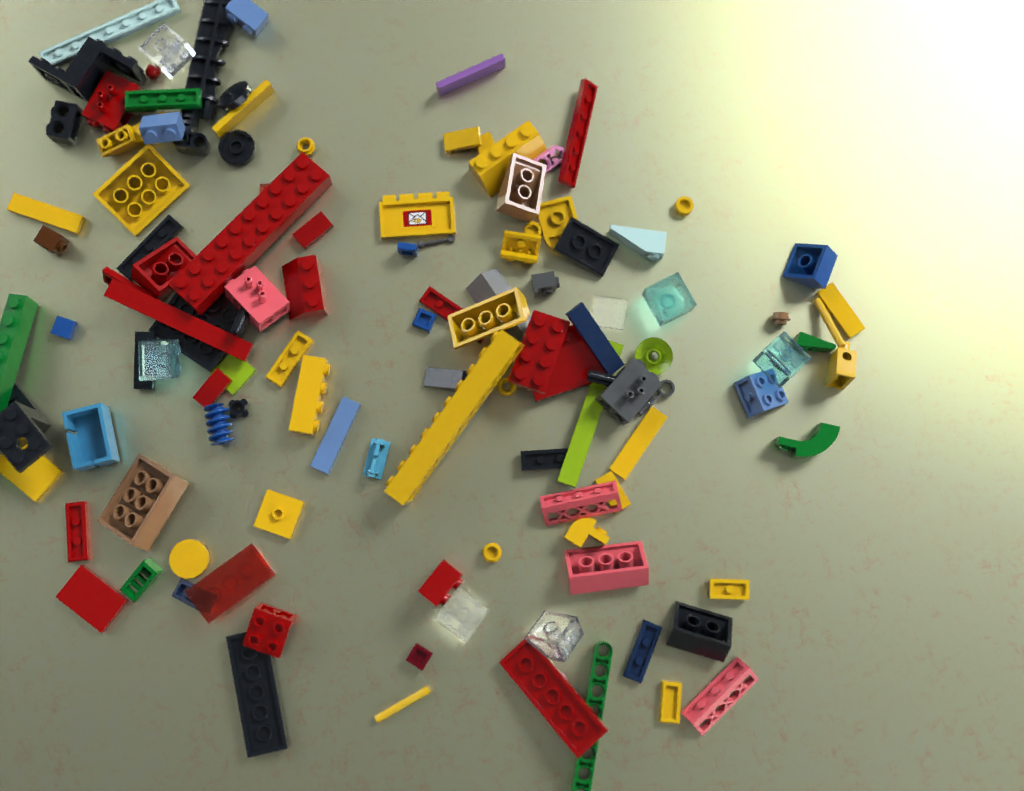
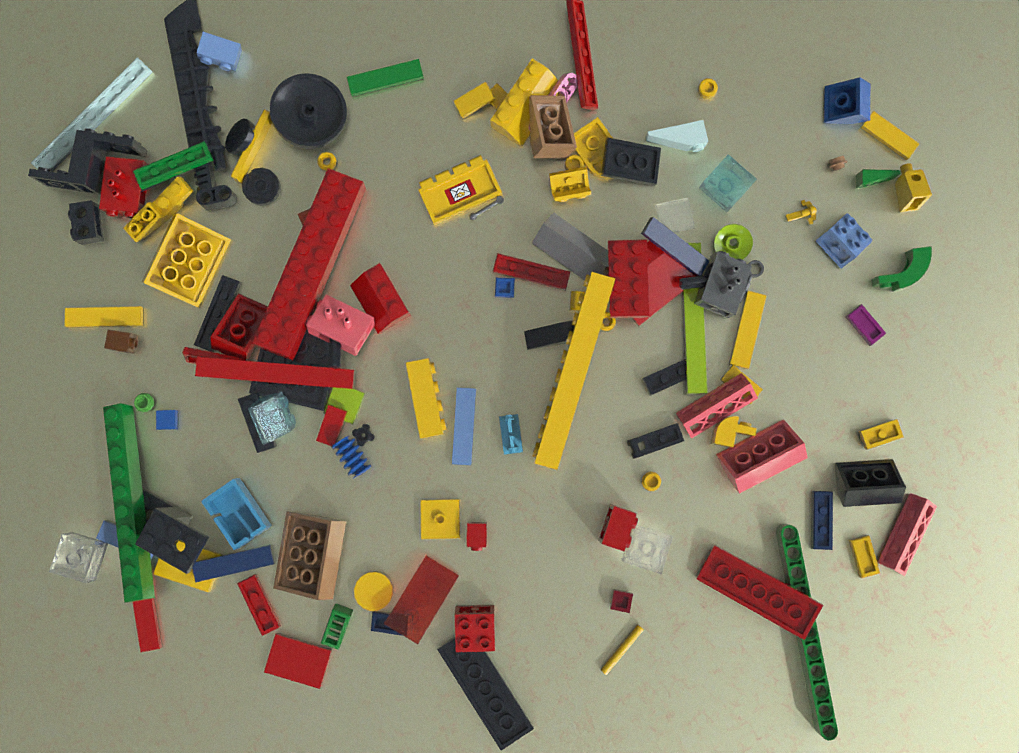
camera: 15 degrees left, 5 degrees up
(49, 304) = (144, 402): none -> bright green plate
(68, 483) = (233, 563): none -> dark blue tile
(152, 72) = (150, 141): red hinge -> none
(162, 128) = (185, 194): medium blue brick -> none
(167, 50) = (156, 115): clear brick -> none
(289, 359) = (392, 370): yellow tile -> none
(305, 95) = (308, 111): none -> black dish
(306, 542) = (476, 535): none -> red brick
(312, 230) = (365, 240): red tile -> none
(389, 91) = (385, 77): none -> green tile
(407, 249) = (463, 225): blue tile -> none
(470, 75) = (458, 33): medium lavender tile -> none
(488, 317) = (569, 264): yellow slope -> none
(511, 515) = (656, 440): none -> black plate
(544, 283) = (605, 211): dark grey brick -> none
(555, 635) = (739, 535): clear slope -> none
(739, 353) = (810, 210): none -> yellow piece
(752, 479) = (865, 325): none -> magenta tile
(781, 359) = (855, 202): clear light blue container -> none
(829, 323) = (885, 151): yellow bar -> none

